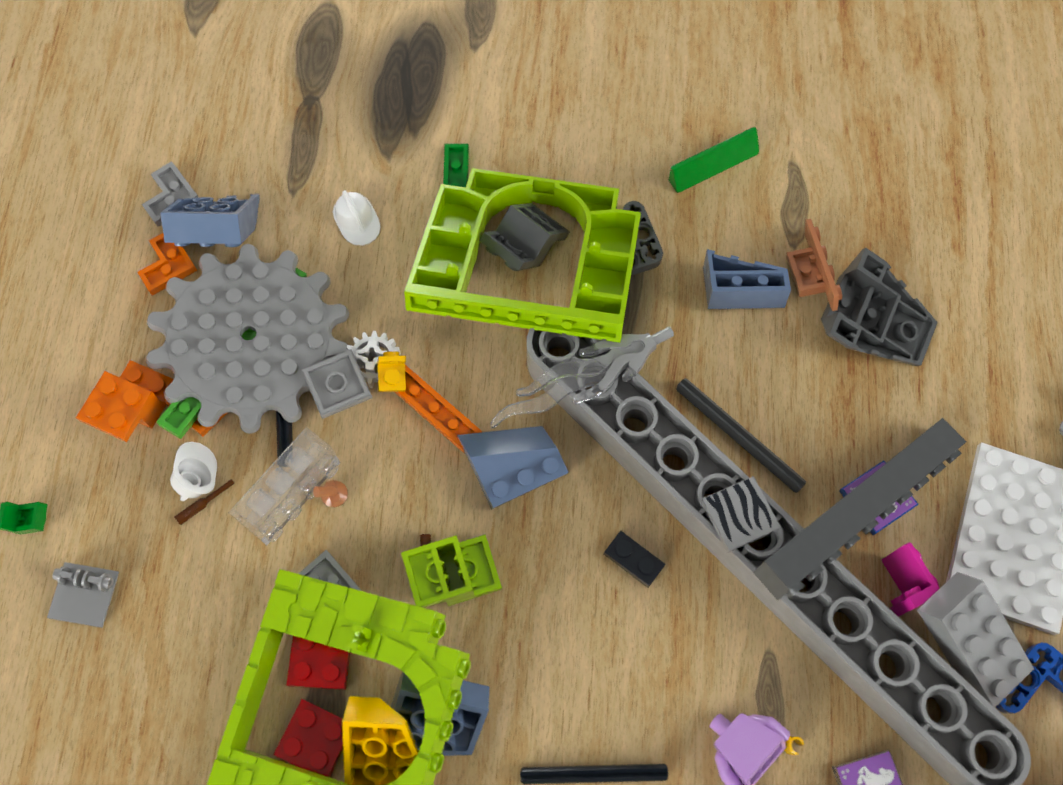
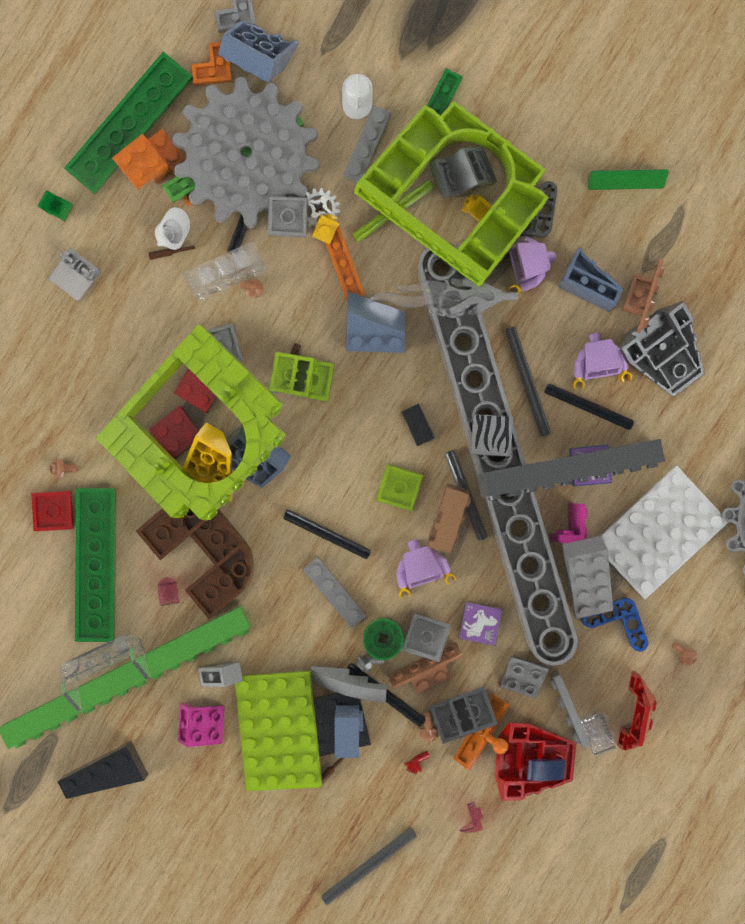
camera: 25 degrees right, 20 degrees up
(92, 348) = (128, 120): none -> green plate
(394, 262) = (367, 144): none -> light grey plate
(460, 326) = (404, 202): none -> lime axle
(561, 267) = (476, 207): none -> yellow bracket
(656, 655) = (399, 487): none -> lime tile
(660, 295) = (530, 262): none -> lavender torso
(746, 659) = (449, 518): none -> medium nougat wedge
(749, 619) = (461, 482): none -> dark grey axle
(811, 364) = (600, 359): none -> lavender torso
(831, 427) = (589, 406): none -> black axle

